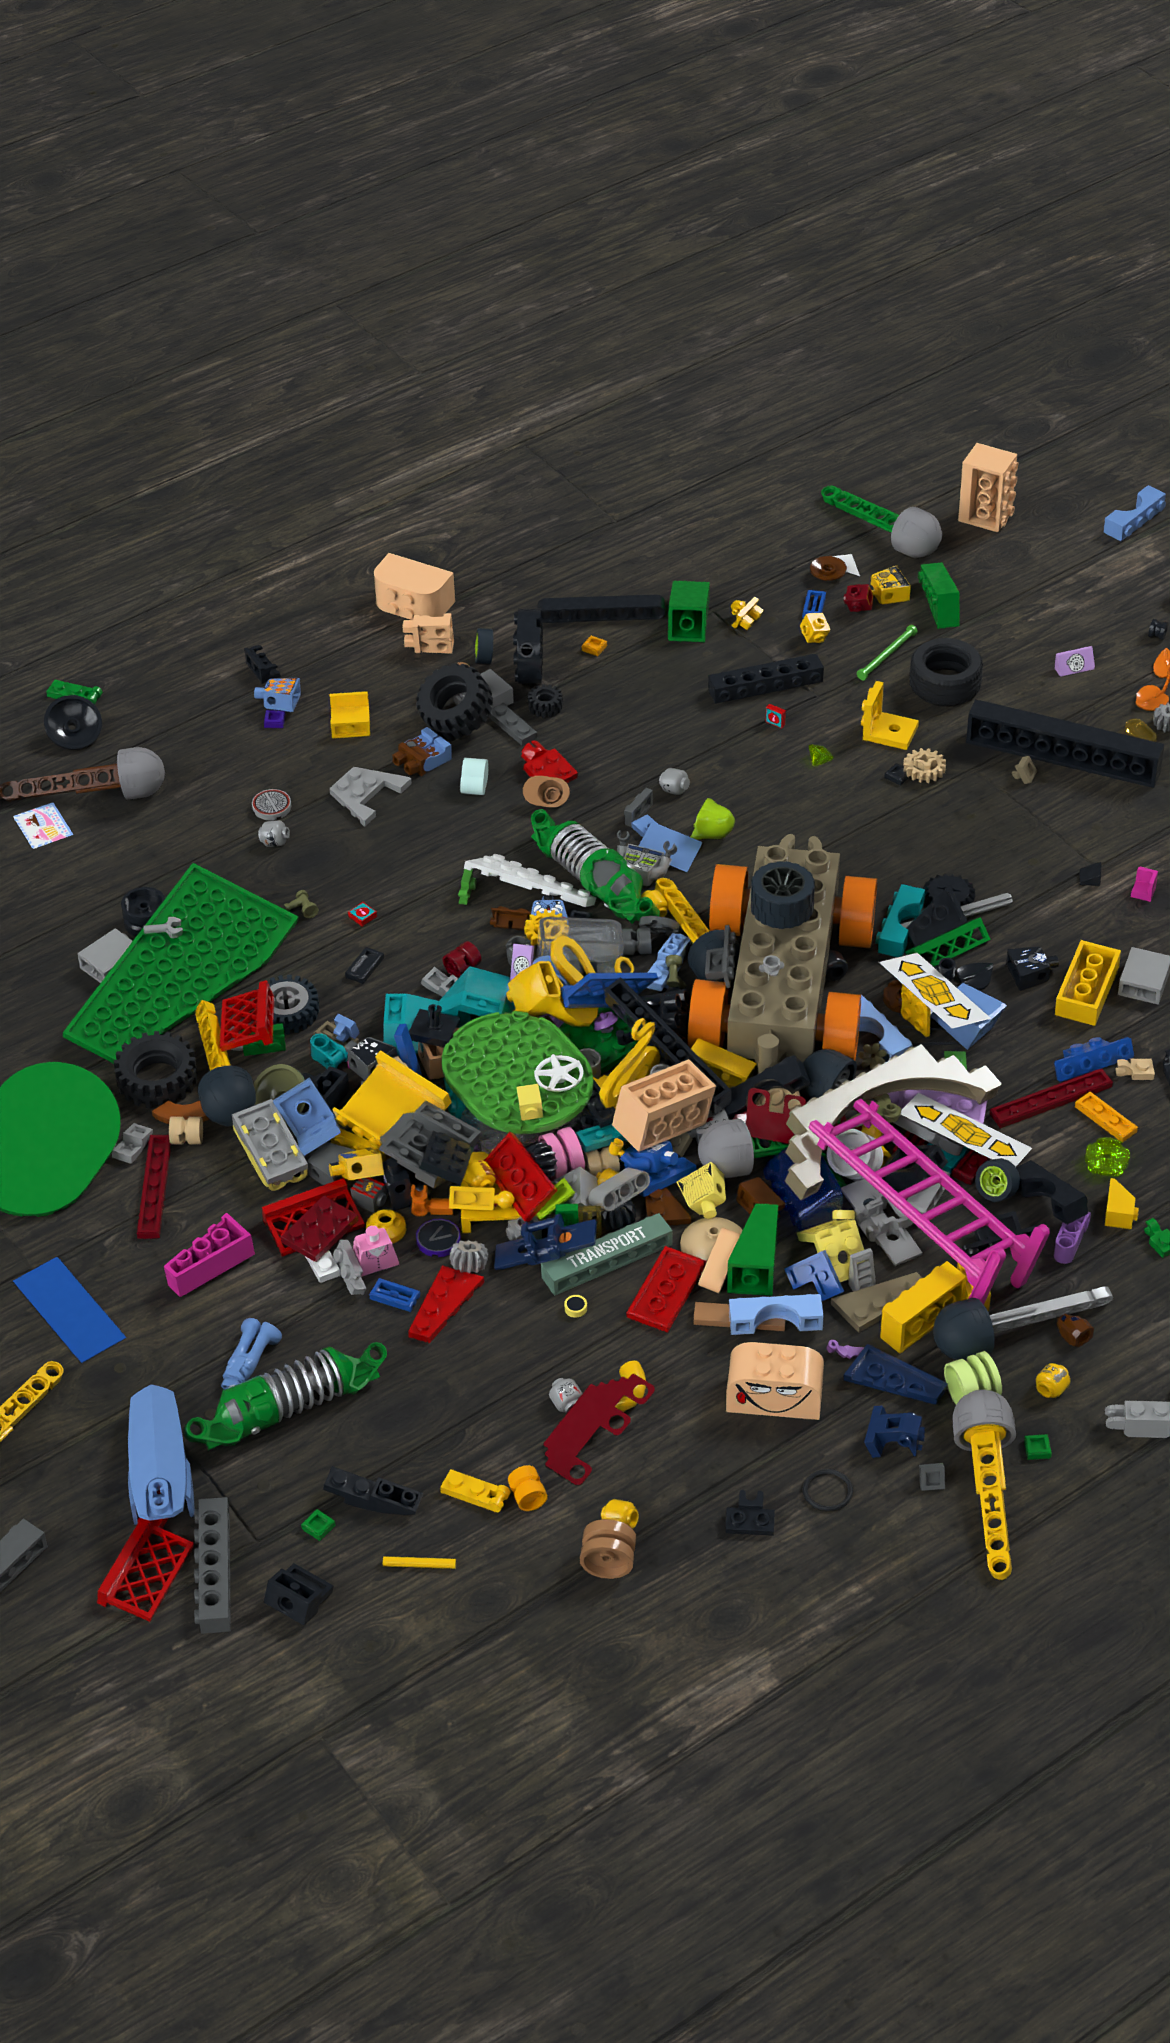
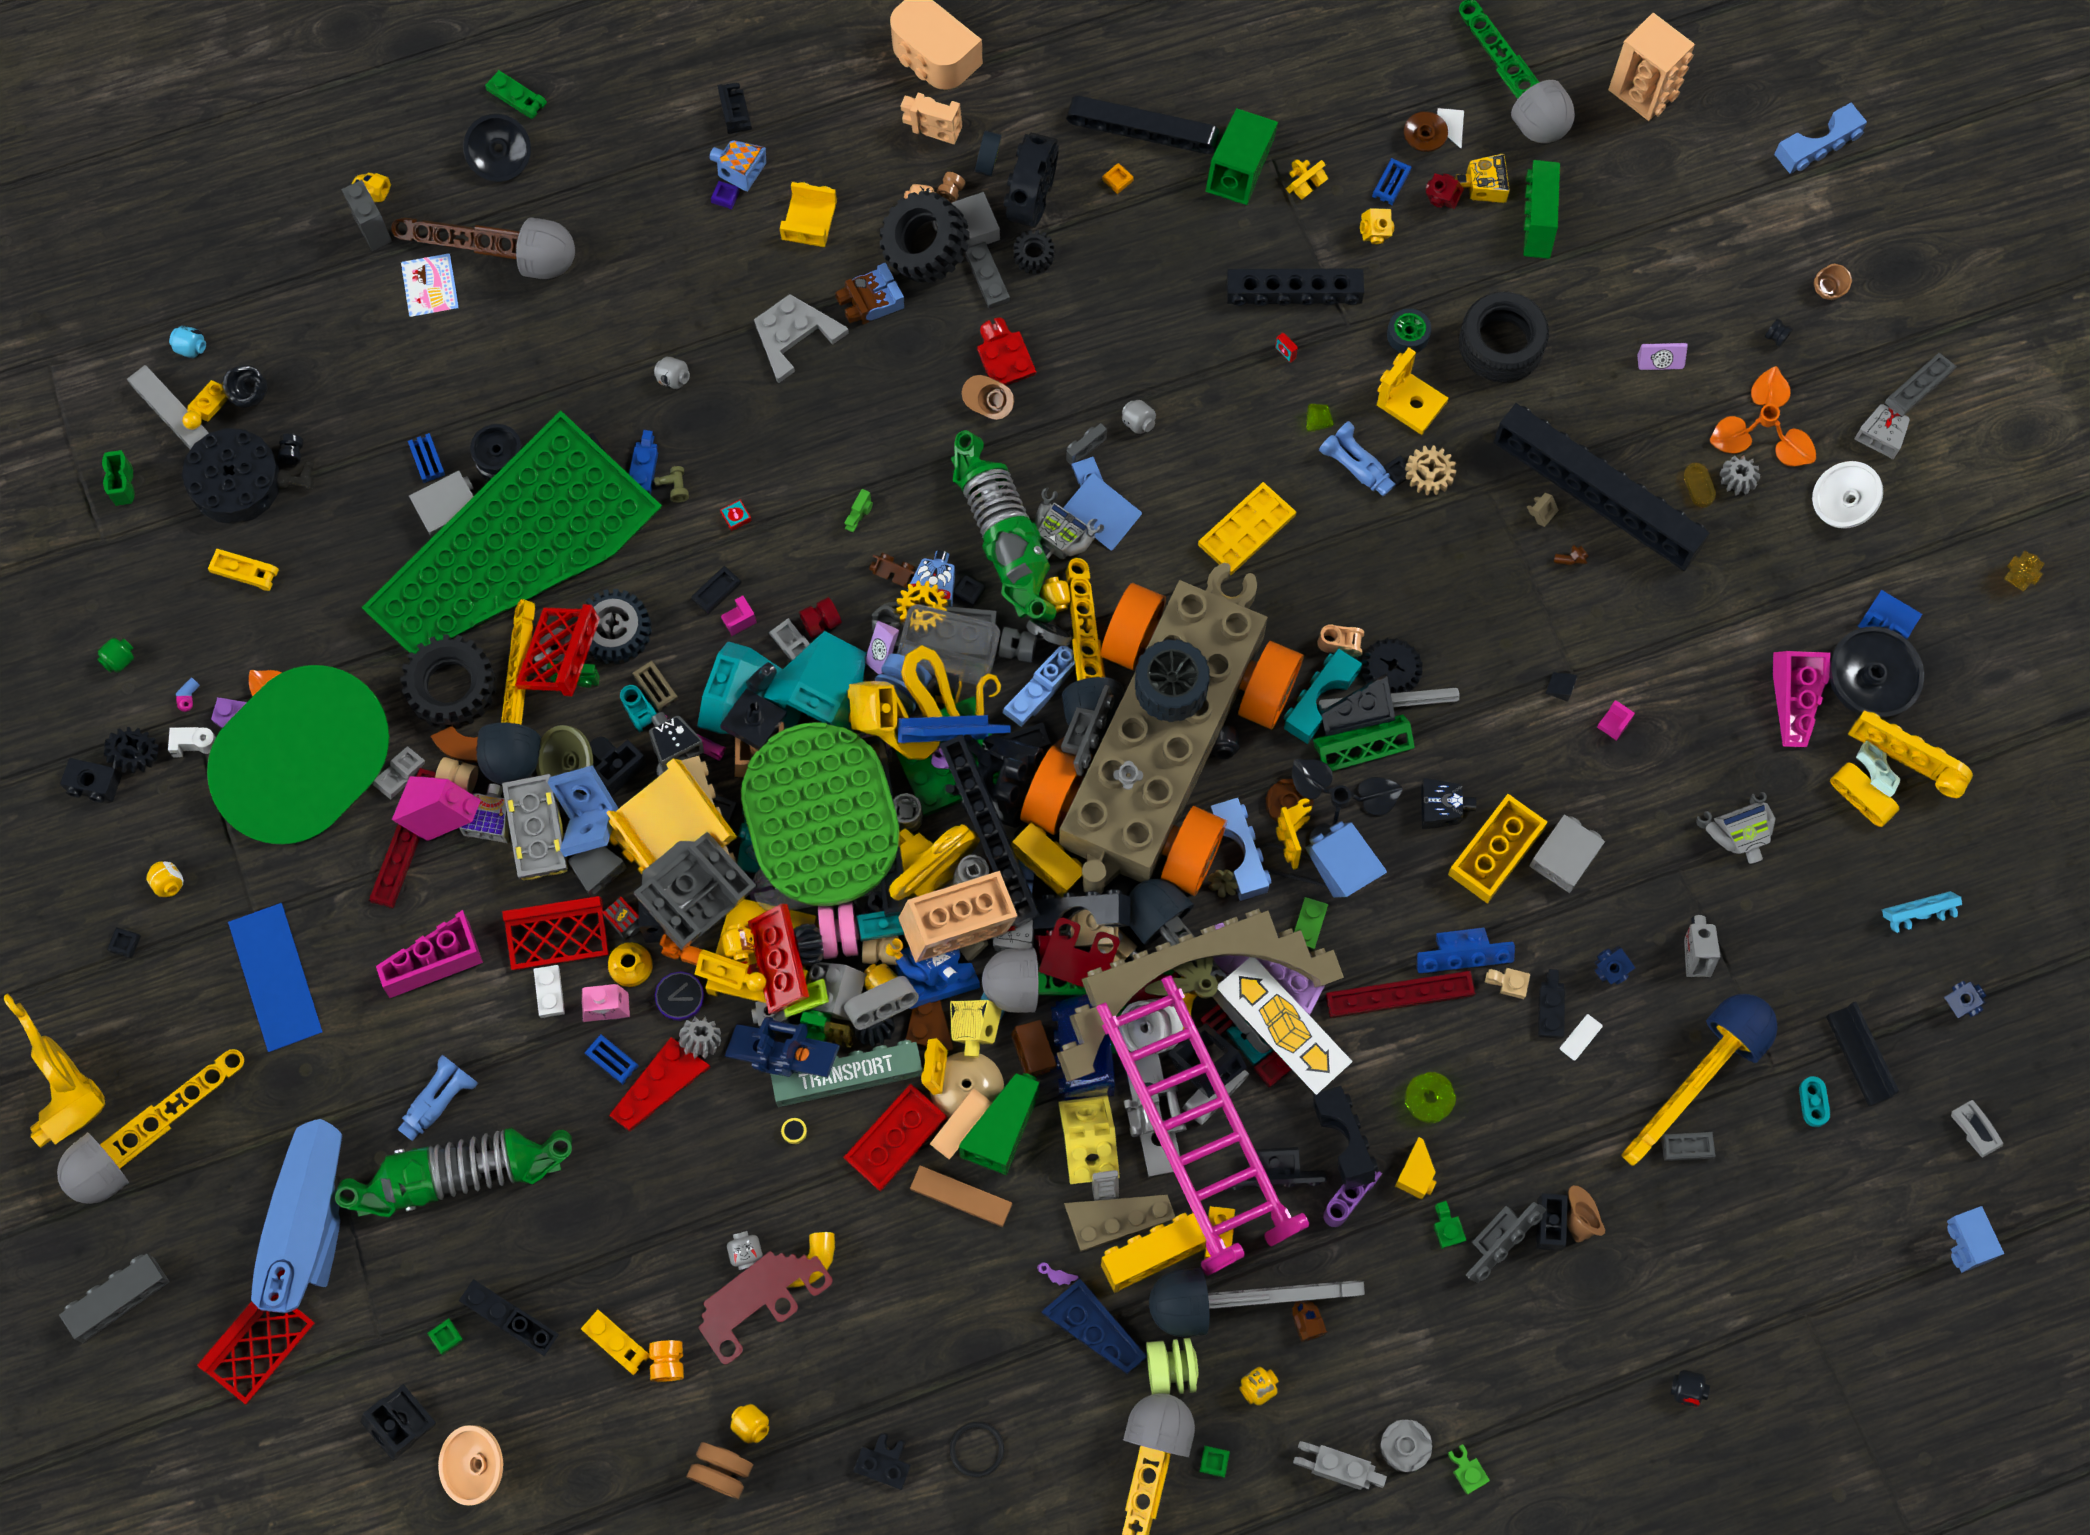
camera: 15 degrees right, 25 degrees up
(90, 938) = (420, 442): none -> blue tile
(167, 927) = (506, 494): light grey bar -> none
(178, 1146) = (434, 807): none -> dark pink slope
(214, 1549) = (329, 1373): dark grey brick -> none
(223, 1153) = (490, 818): none -> torso
(270, 891) = (644, 461): none -> blue hinge
(271, 804) = (684, 324): tile -> none
(319, 1228) = (555, 955): dark red plate -> none
(345, 1028) = (662, 684): medium blue tile -> none
(349, 1267) = (572, 1016): light grey hinge -> none
(365, 1164) = (615, 888): yellow torso -> none
(370, 1597) = (470, 1465): none -> light nougat dish
(394, 975) = (739, 617): none -> dark pink panel
(406, 1048) = (713, 752): blue tile -> none
(419, 1562) = (532, 1415): yellow bar -> none
(431, 996) = (761, 678): none -> black piece
(446, 1157) = (703, 920): black plate -> none
(474, 776) = (916, 349): light aqua piece -> none
(529, 878) = (926, 519): white wing -> none
(529, 1102) = (813, 872): light yellow brick -> none
(558, 1073) = (859, 836): white wheel -> none
(674, 963) = (1041, 712): olive piece -> none
(680, 1225) = (934, 1066): none -> yellow plate
(713, 821) = (1160, 493): lime piece -> none
(775, 1380) = (963, 1306): light nougat brick -> none
(797, 819) = (1247, 527): none -> yellow plate
(801, 1310) = (964, 1205): light blue arch -> none
(816, 1269) = (1060, 1171): plate -> none
(843, 1214) = (1111, 1102): light yellow tile -> none
(863, 682) = (1409, 320): none -> wheel
(870, 774) = (1366, 469): none -> medium blue piece
(881, 1432) = (1080, 1415): dark blue tile -> none
(893, 879) = (1343, 639): none -> light nougat piece
(910, 631) = (1450, 280): bright green bar -> none
(932, 1476) = (1088, 1471): dark grey tile -> none
(934, 990) = (1314, 828): sticker -> none
(990, 1187) = (1295, 1102): wheel -> none
(1066, 792) = (1578, 555): none -> reddish brown plate
(1106, 1117) = (1450, 1038): light orange tile -> none

